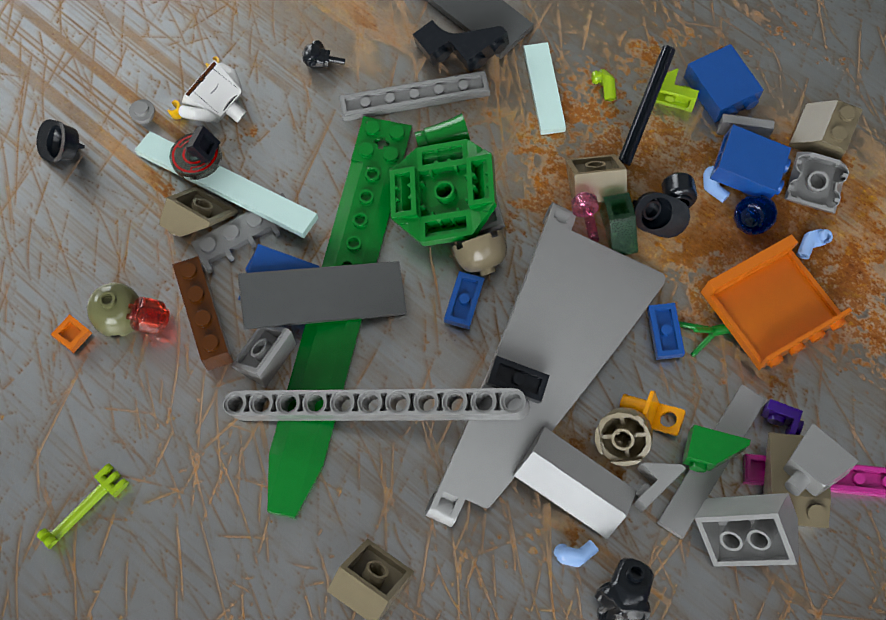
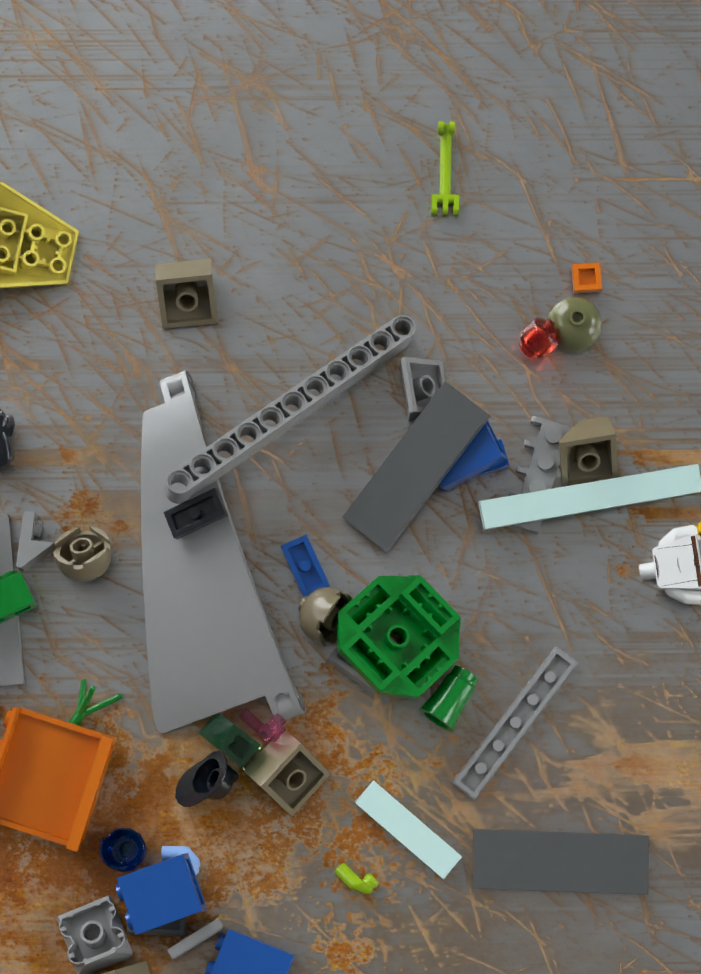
camera: 135 degrees right, 10 degrees up
(191, 168) = (653, 494): clear smoke tile -> none
(202, 144) = (633, 502): black tile -> none
(202, 313) = (484, 366): reddish brown arch -> none
(316, 56) = (633, 684): black piece -> none
(328, 347) = (435, 531): green wedge -> none
(470, 47) = (502, 803): black arch -> none
(573, 556) = (50, 436): light blue arm -> none
(575, 483) = (92, 487): light grey slope -> none
(646, 104) = (297, 878): black axle -> none
(654, 411) = (78, 598): light orange bracket -> none
(665, 331) = (120, 678): blue plate -> none
(675, 95) = (297, 916): lime slope -> none
(680, 186) = (206, 820): black head -> none
(812, 240) = (58, 873): light blue arm -> none

